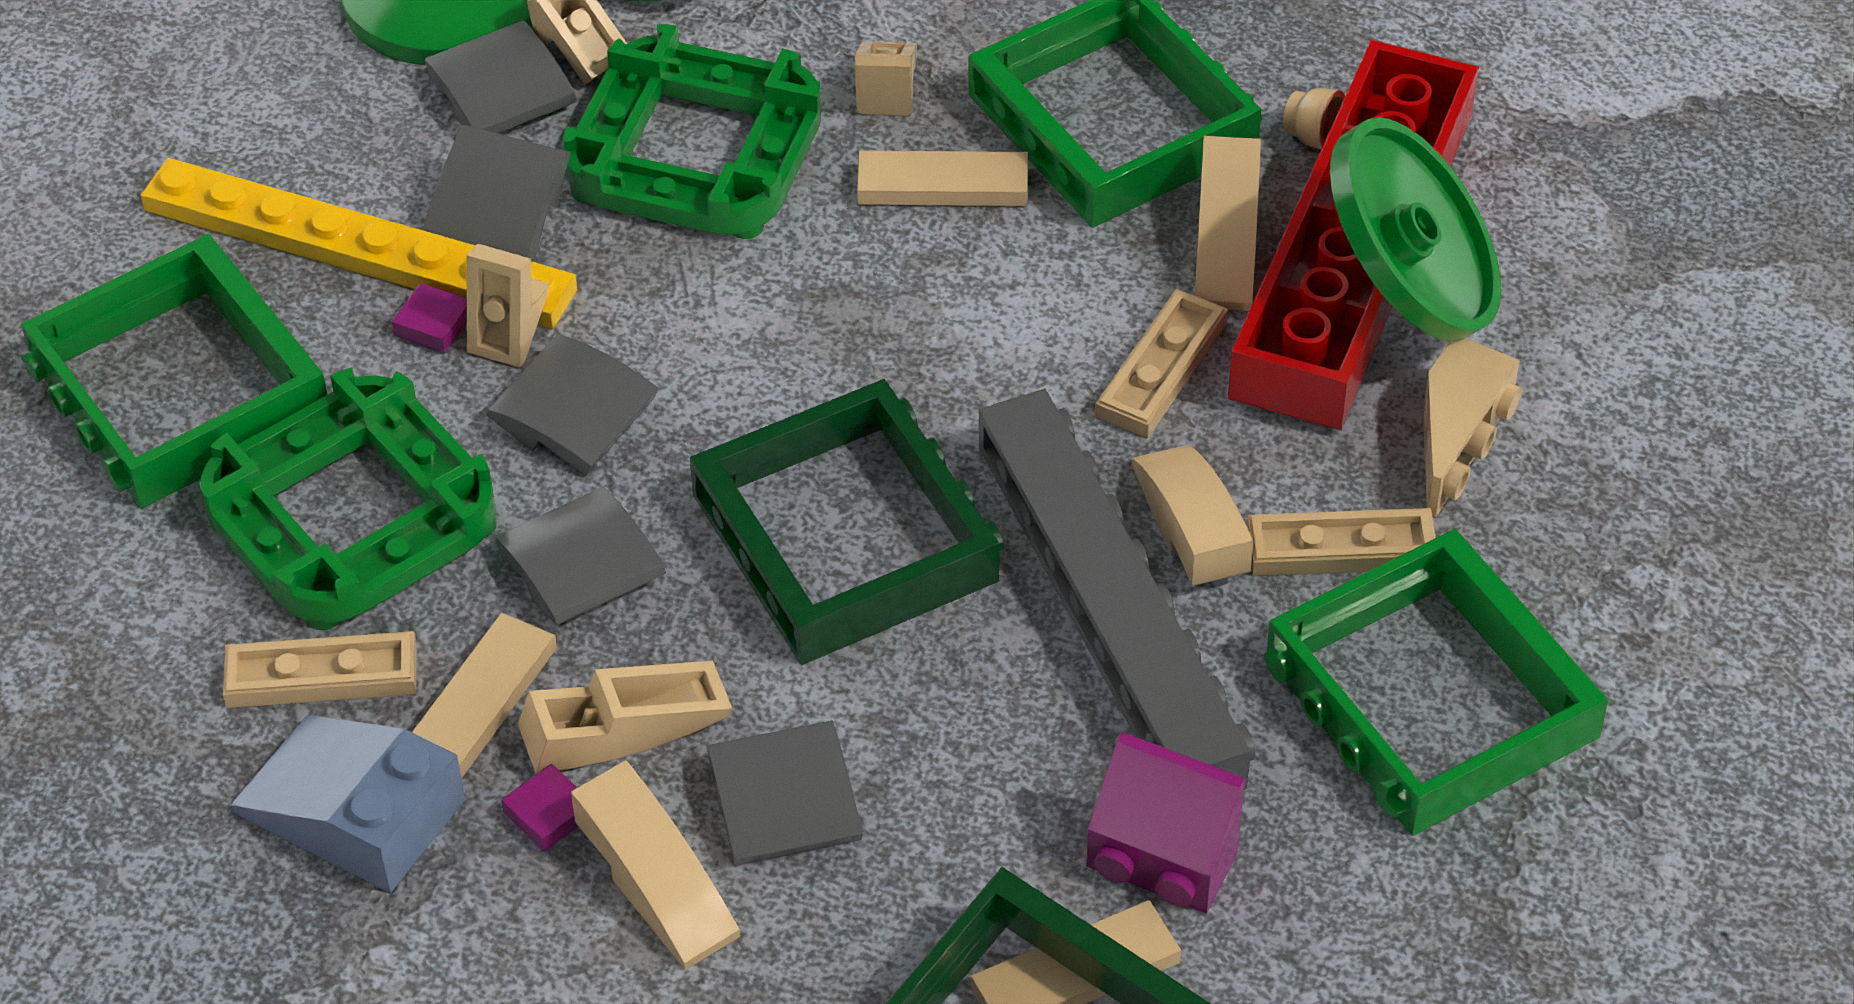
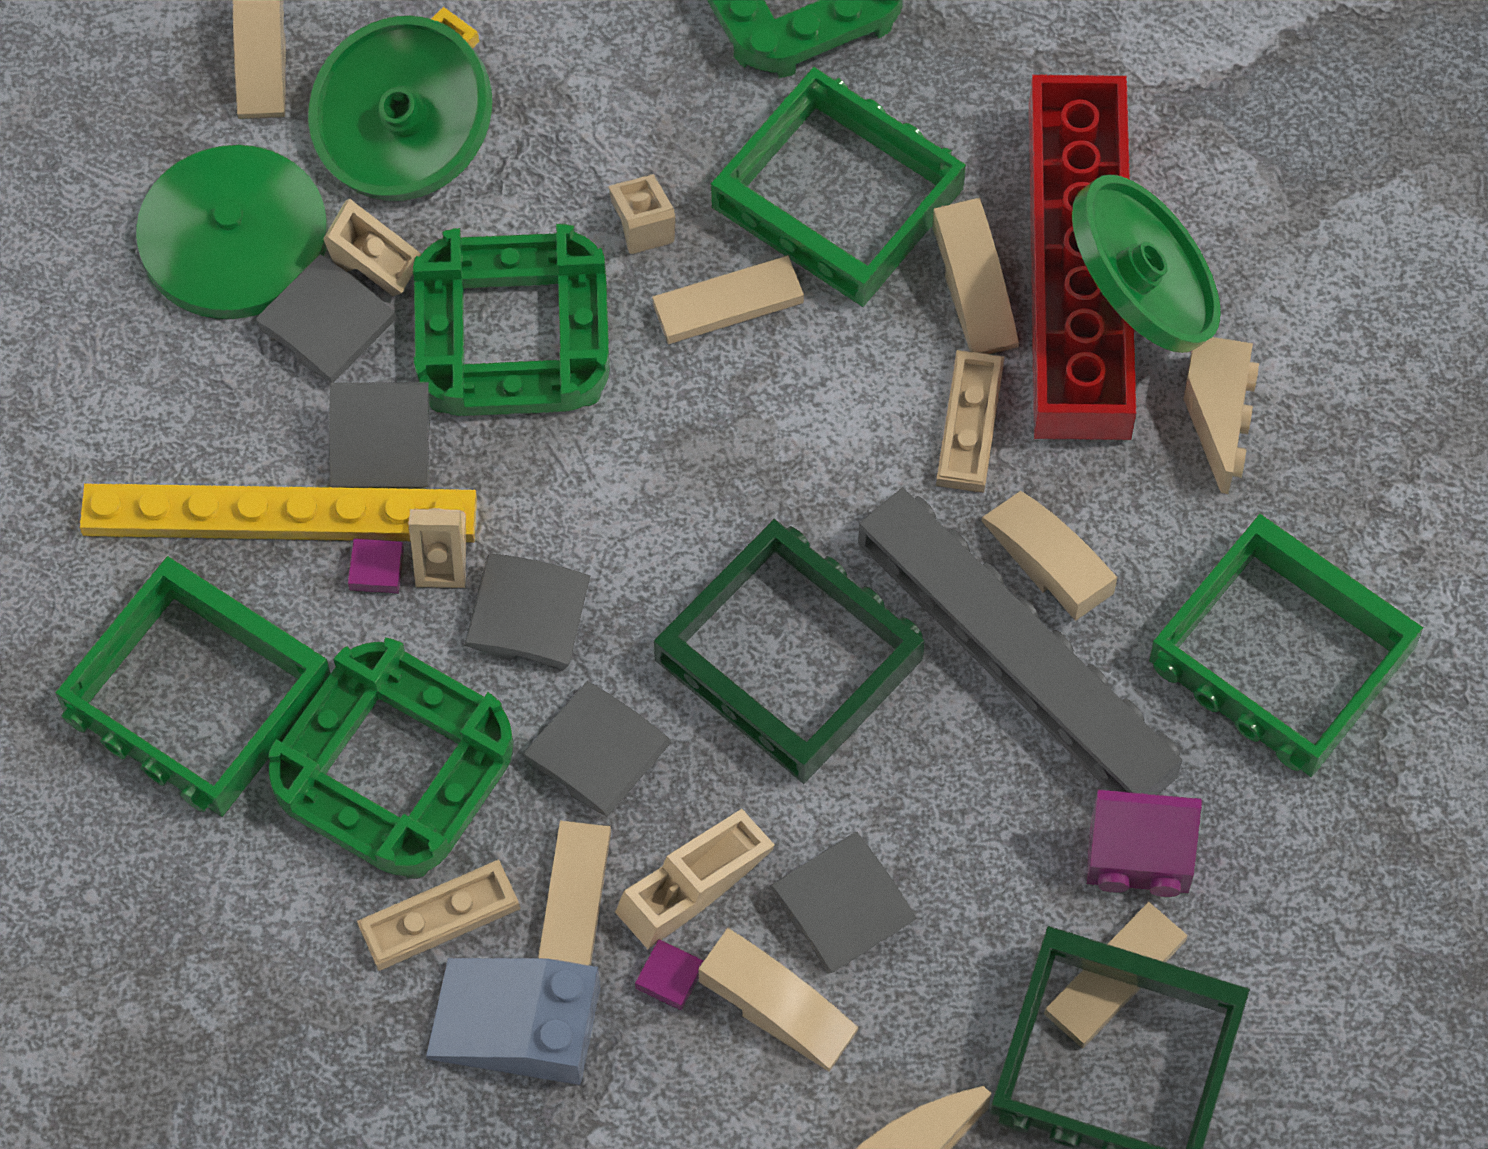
camera: 20 degrees left, 15 degrees up
(1312, 115) = (1005, 147): tan piece -> none
(1335, 540) = (1170, 539): tan tile -> none

